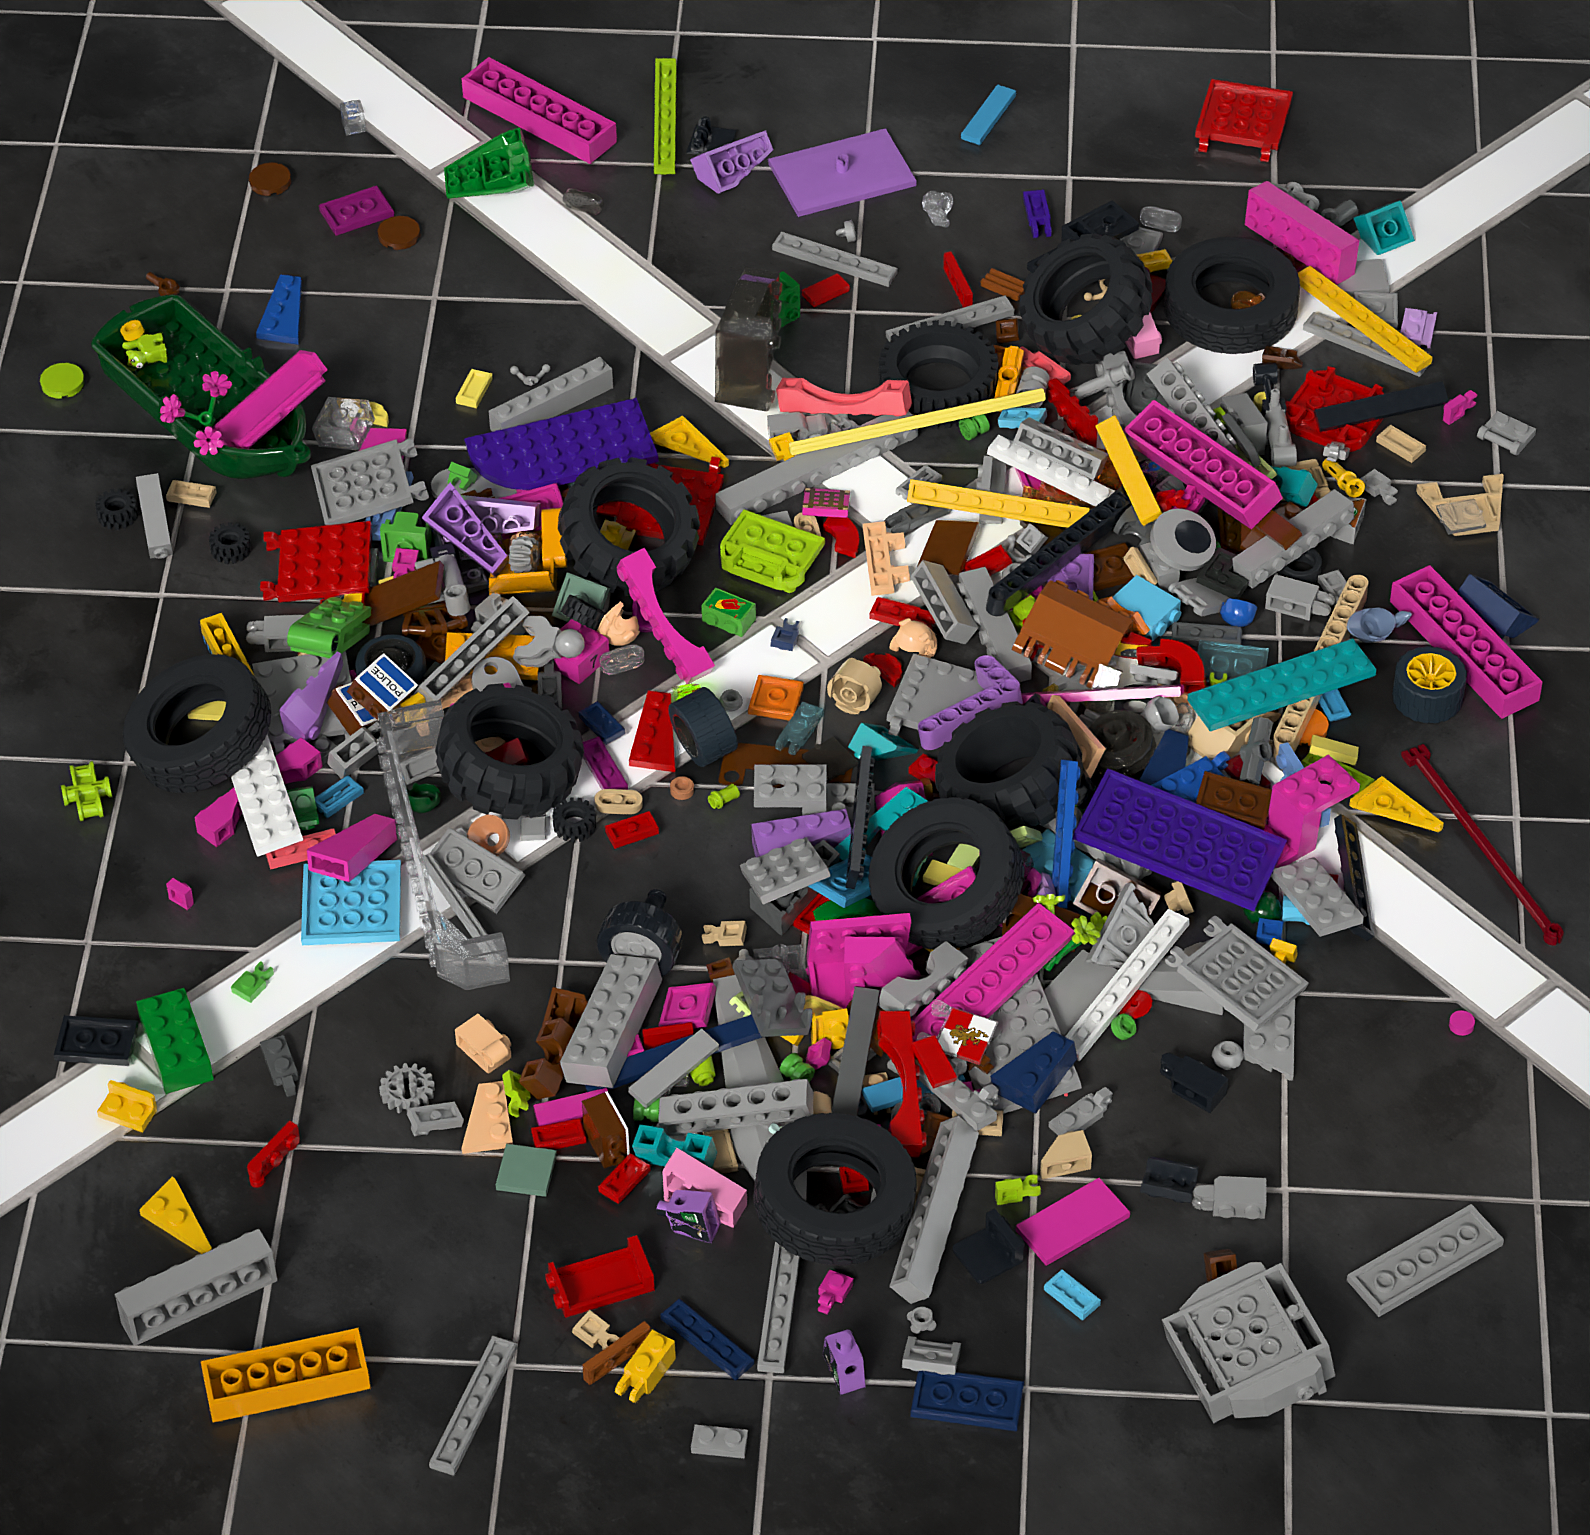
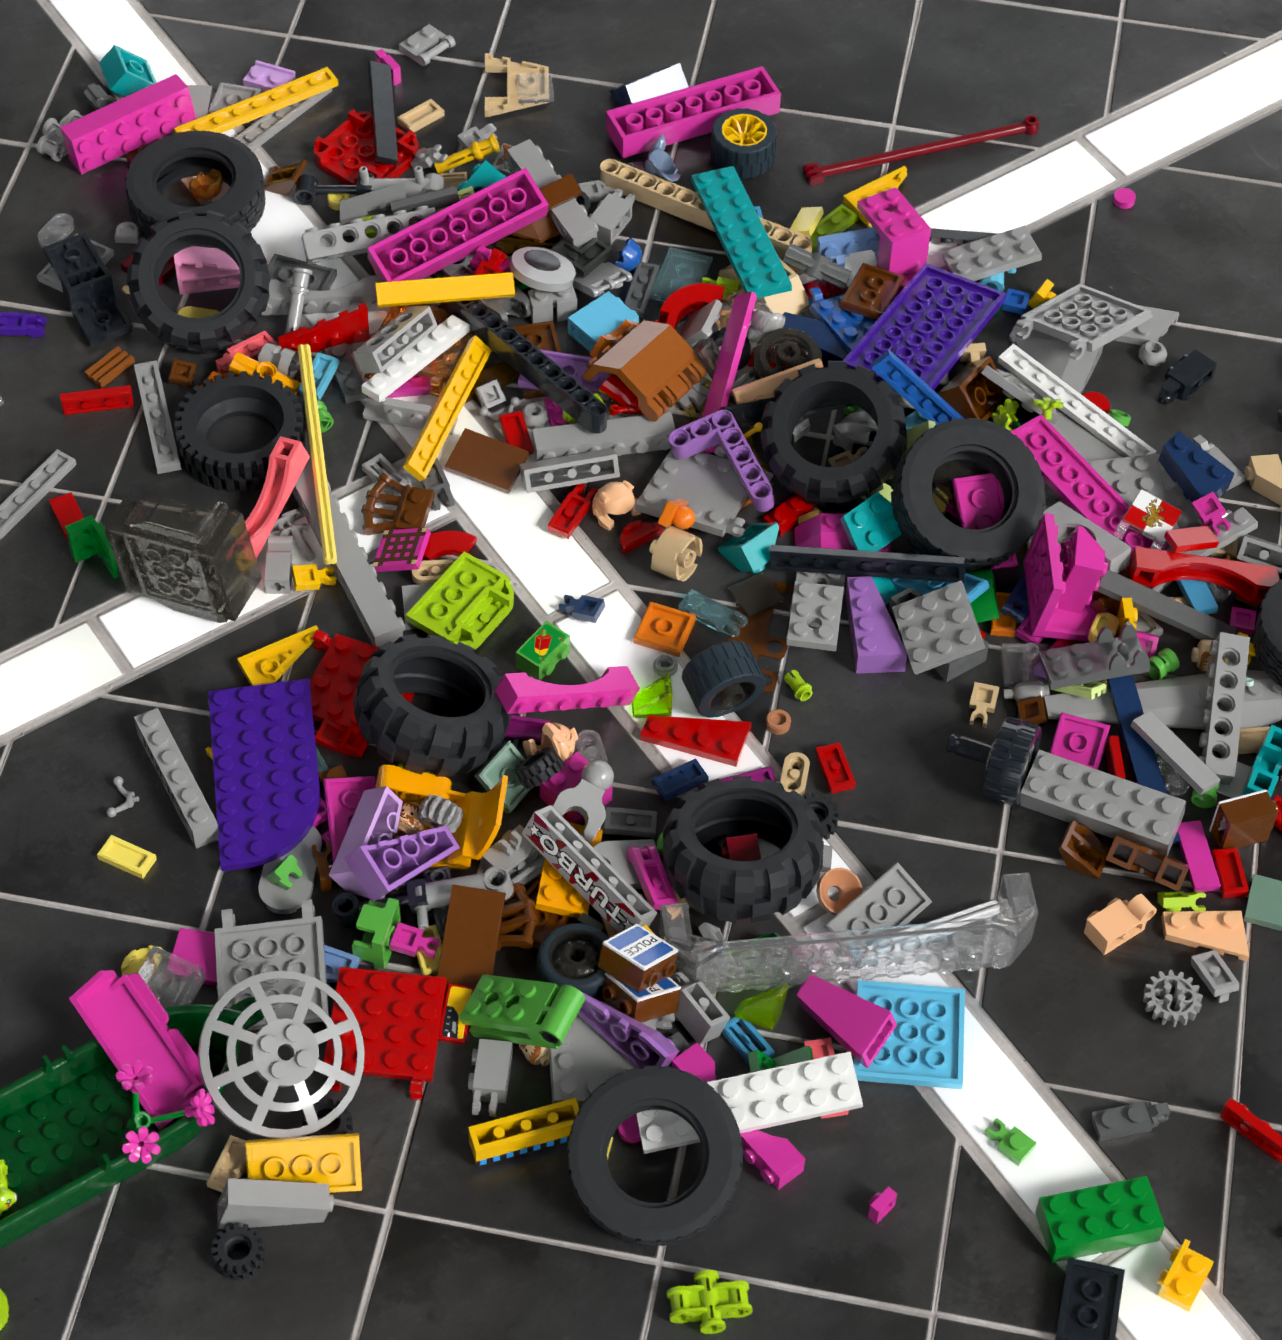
camera: 85 degrees left, 5 degrees up
(188, 529) = (307, 1159): none -> yellow tile
(273, 485) = (268, 1063): none -> light grey dish
(362, 799) = (764, 1007): none -> clear neon green slope
(876, 502) = (411, 509): none -> reddish brown plate
(877, 546) = (489, 518): light nougat hinge -> none
(887, 668) = (678, 514): none -> orange tile
(975, 1077) = (1211, 510): none -> dark pink plate
(1138, 565) = (556, 315): tan tile -> none
(1156, 260) = (121, 246): yellow plate -> none

